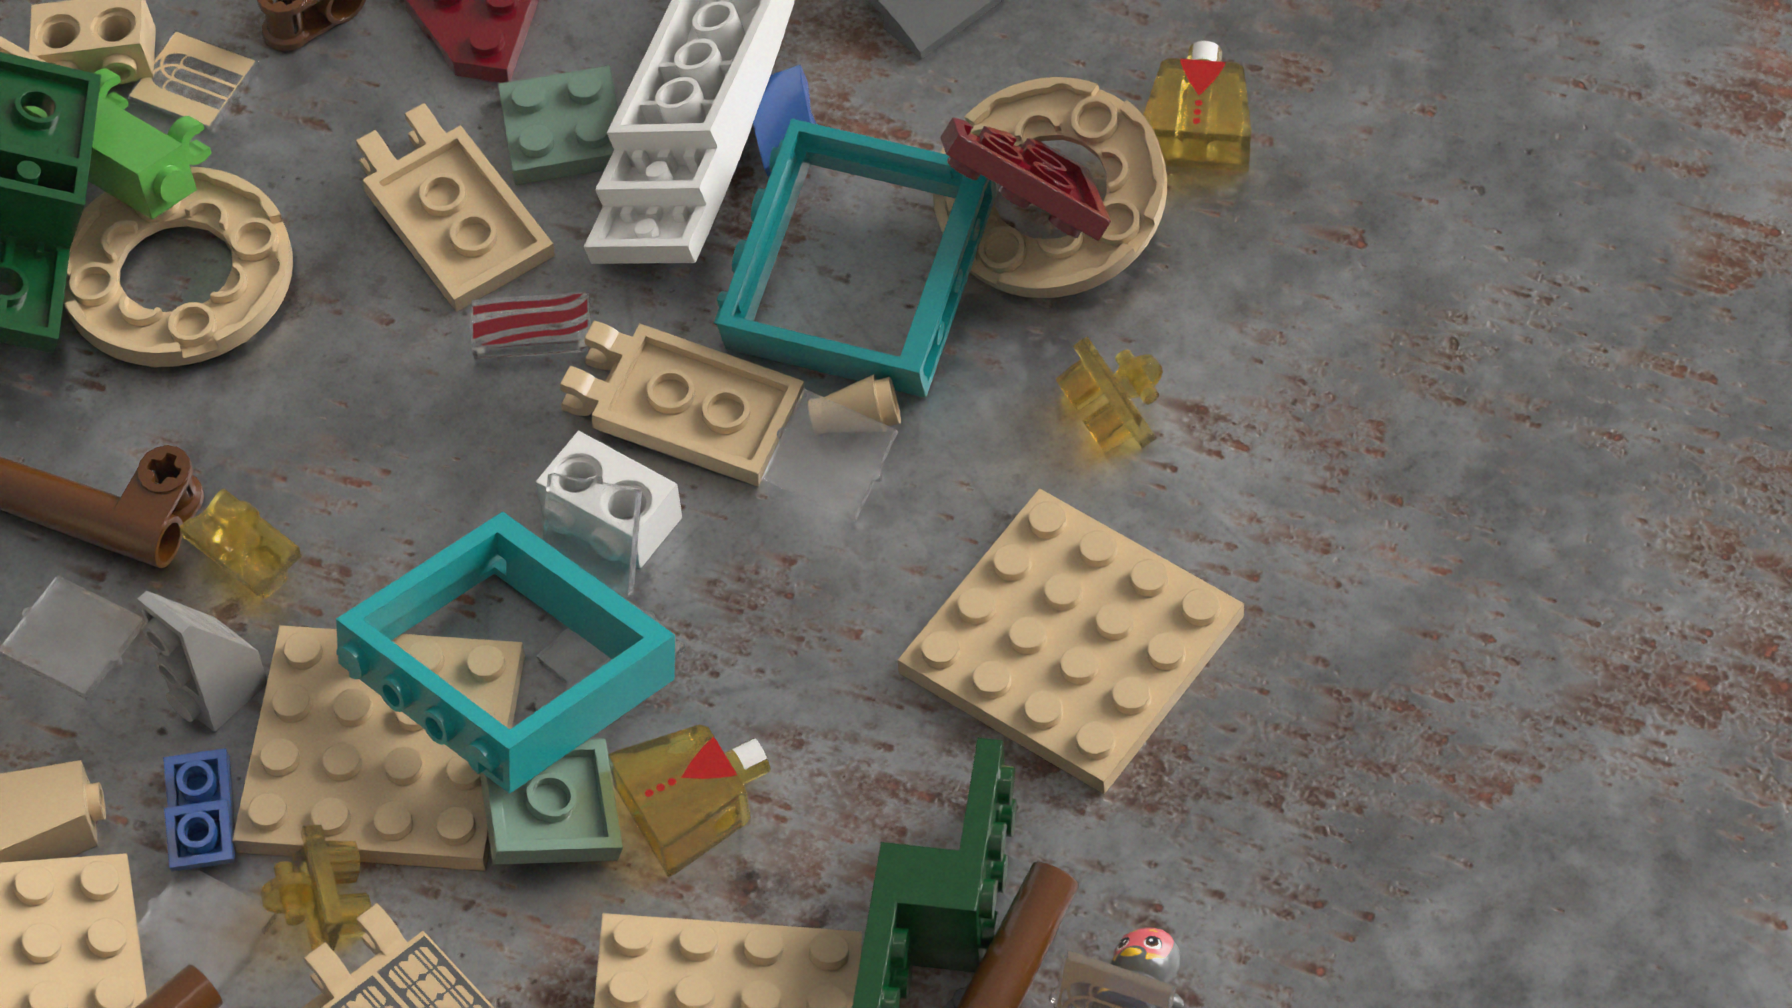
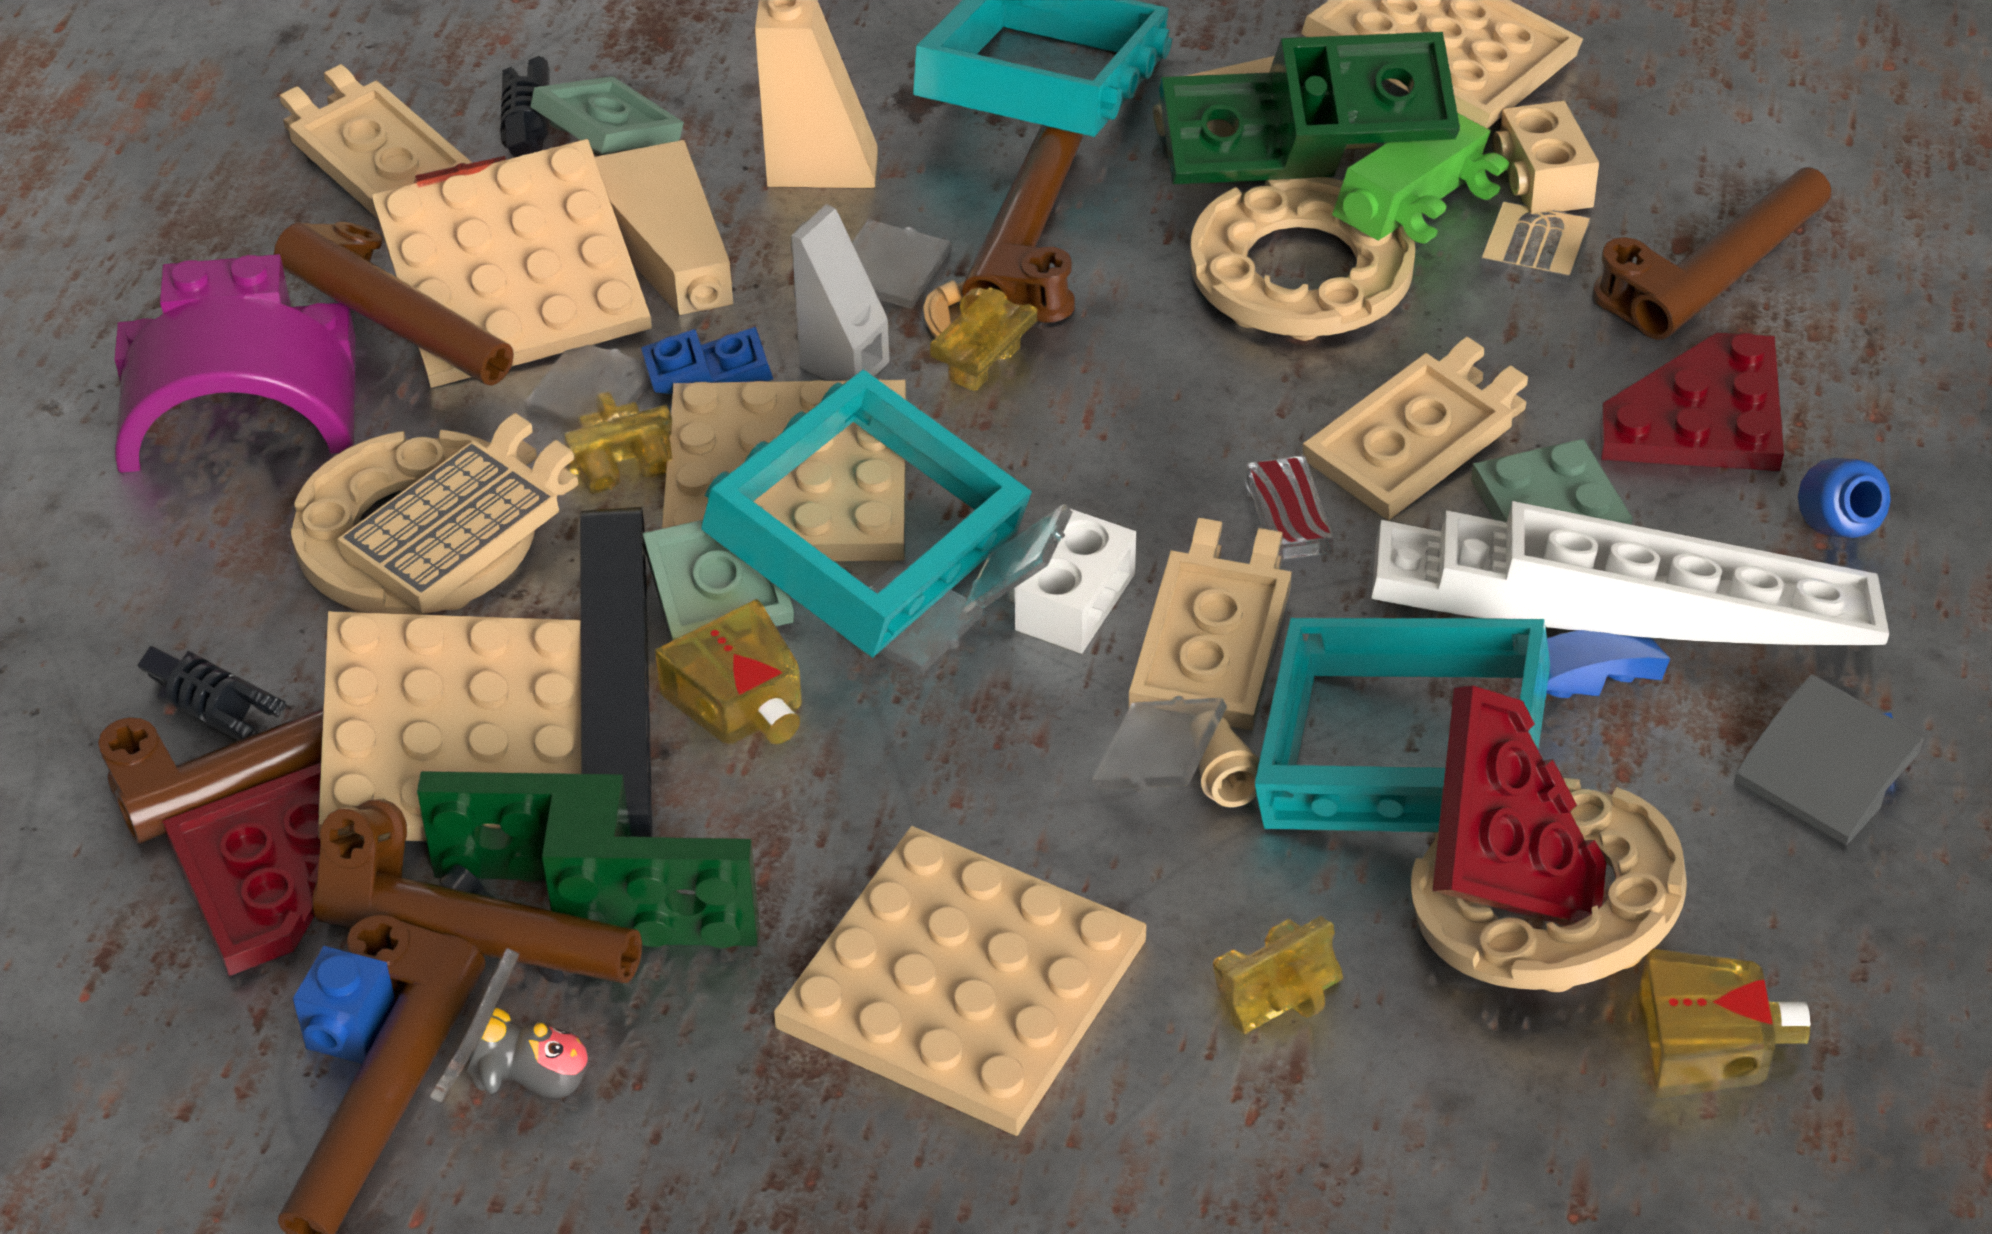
camera: 80 degrees right, 10 degrees down
(191, 596) = (936, 306): none -> tan piece
(567, 897) = (616, 656): none -> black beam

